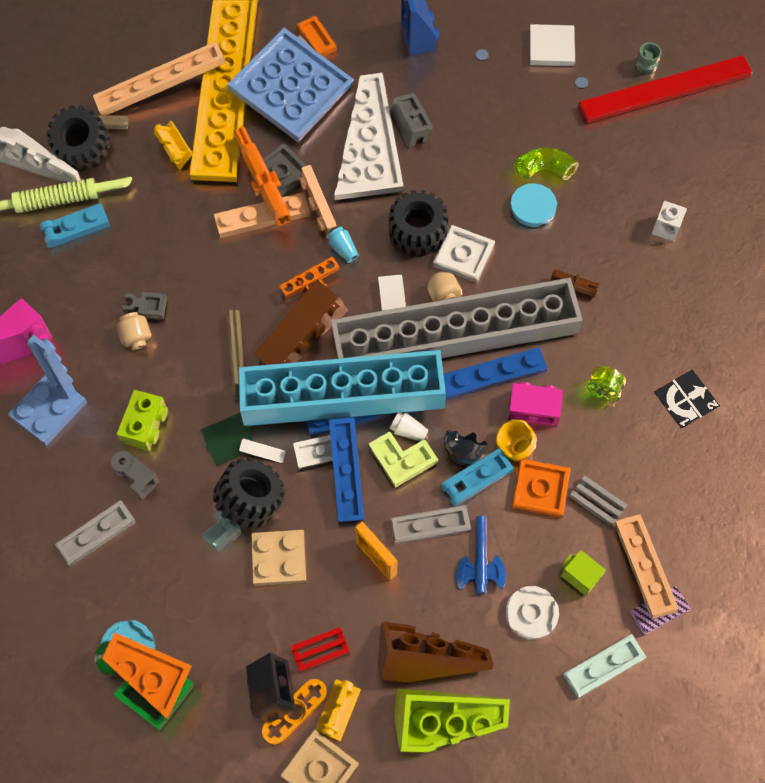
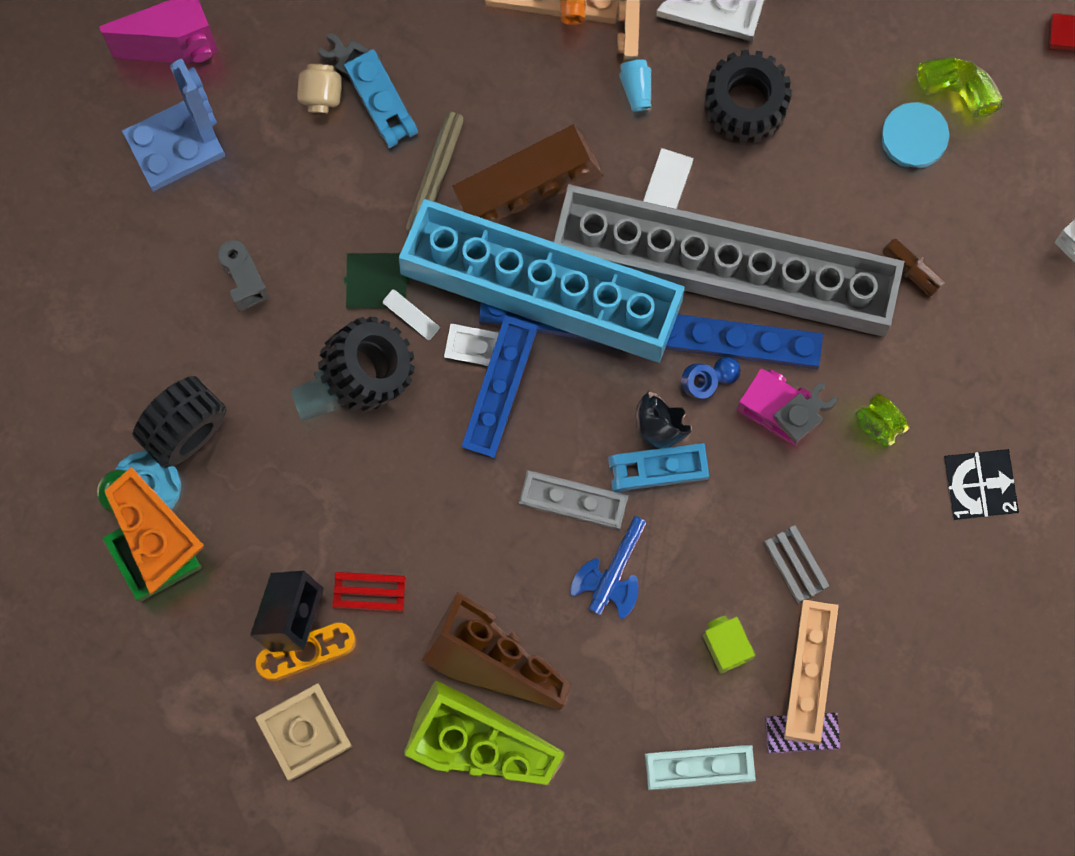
camera: 25 degrees right, 10 degrees up
(95, 533) = (165, 329): light grey tile -> none
(134, 589) = (179, 421): none -> black tyre
(142, 420) = (280, 211): lime brick -> none
(177, 320) = (380, 97): none -> dark azure plate
(278, 558) = (370, 458): tan plate -> none
(317, 276) = (583, 113): orange piece -> none
(338, 709) = (357, 672): yellow hinge -> none
(376, 551) = (487, 505): light orange tile -> none
(401, 464) = (576, 411): yellowish green plate -> none
(408, 427) = (604, 365): white cone -> none
(443, 287) = (737, 201): tan head -> none
(464, 253) = (789, 163): white tile -> none
(488, 398) = (725, 371): none -> blue plate
(516, 439) = (730, 442): yellow hair -> none
(532, 613) = (644, 664): white tile -> none
(541, 488) = (733, 516): orange tile -> none
(555, 400) = (802, 415): none -> dark grey plate

